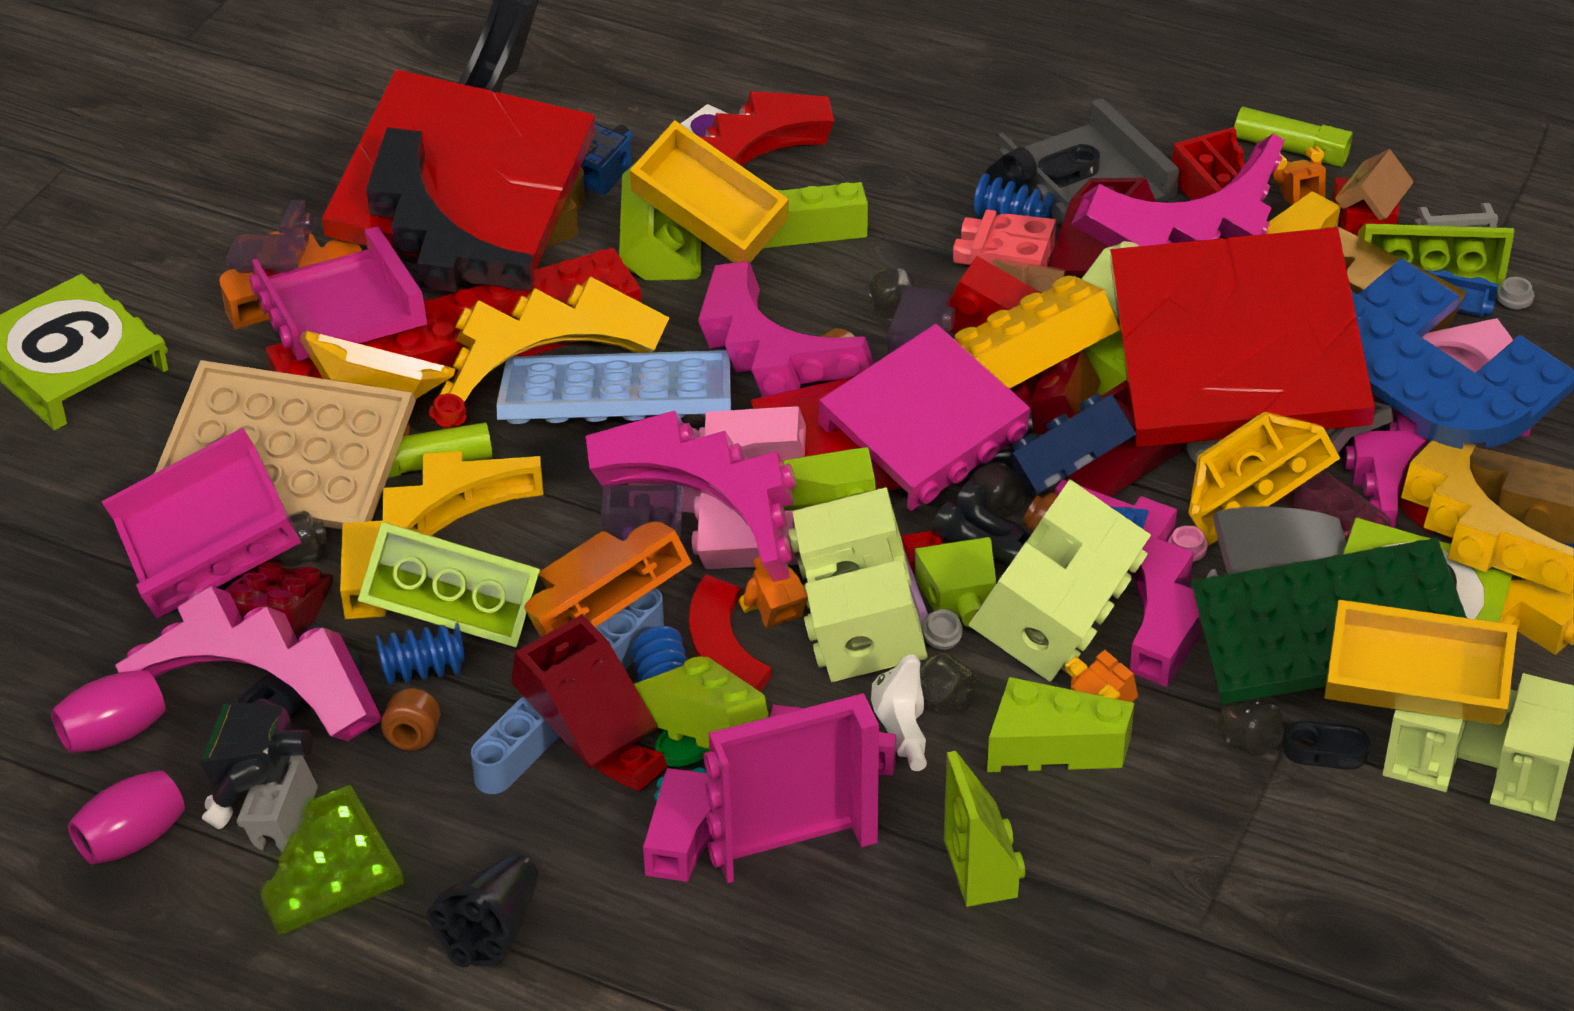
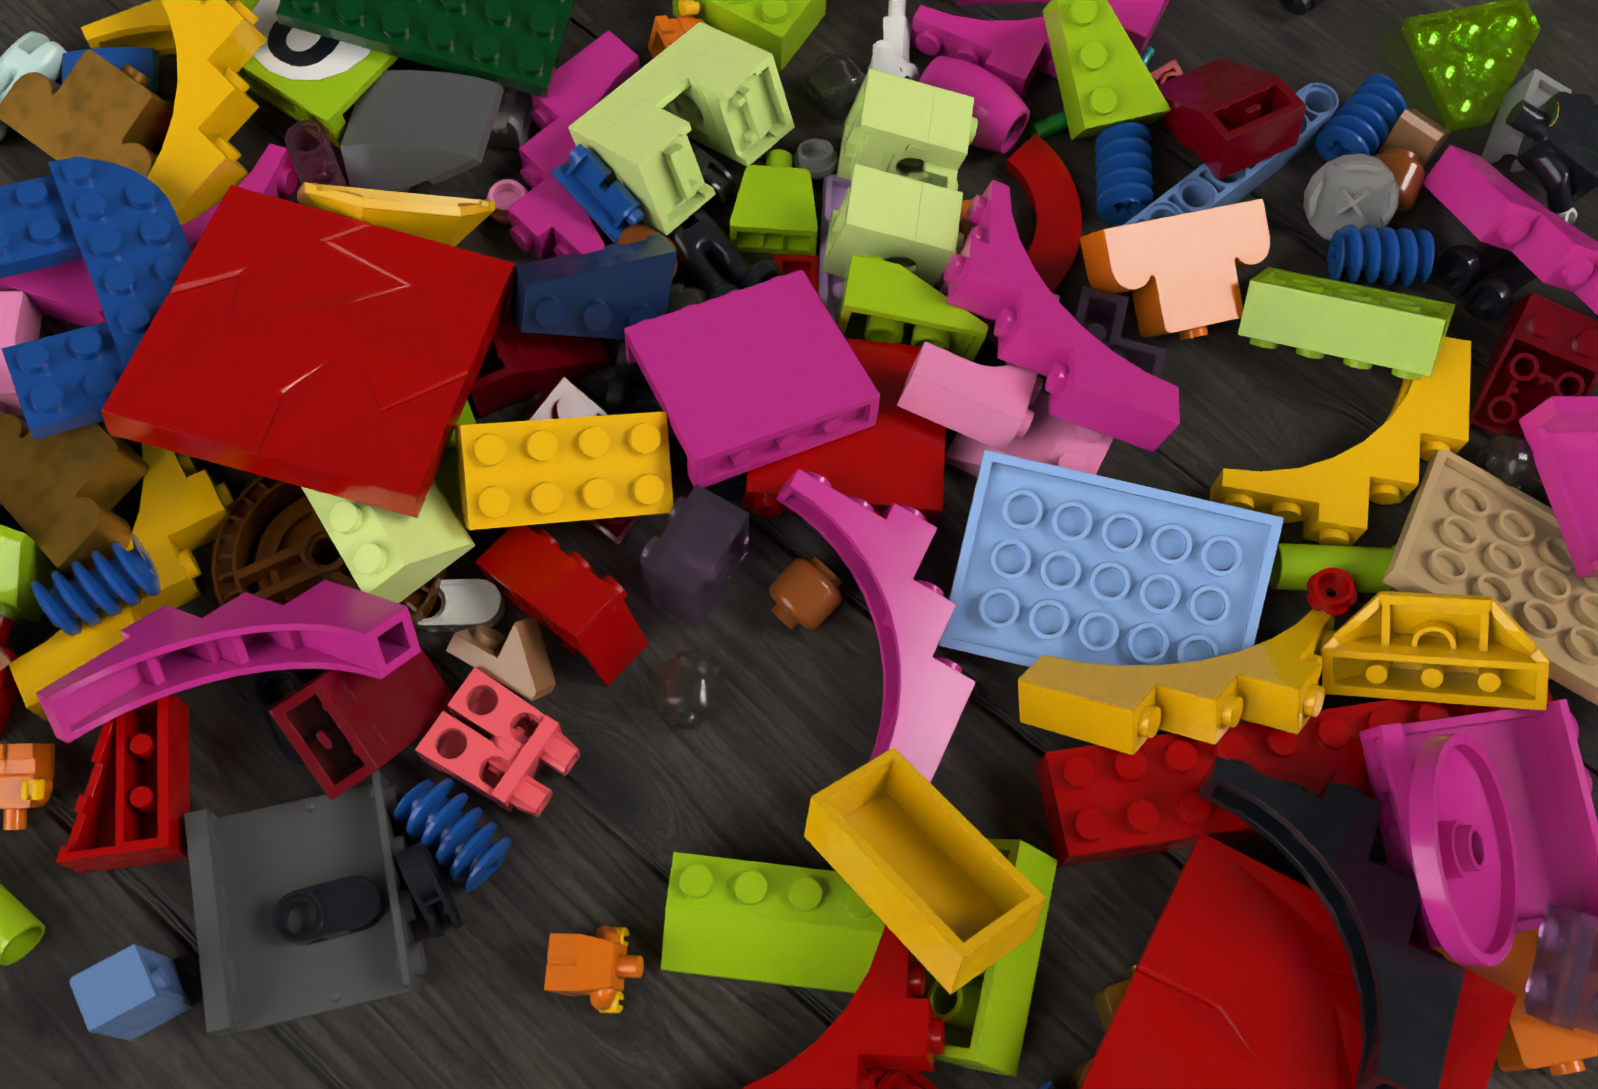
camera: 170 degrees left, 25 degrees up
(367, 234) = (1464, 850): none -> dark pink dish
(387, 764) = (1416, 134): none -> medium nougat slope
(441, 759) = (1362, 120): none -> blue piece
(452, 678) = (1350, 191): none -> light grey tile
(811, 678) = (996, 105): none -> dark pink piece
(897, 169) = (592, 966): none -> orange piece
(1148, 100) = (130, 993): none -> medium blue panel
(1314, 212) = (98, 588): none -> blue piece

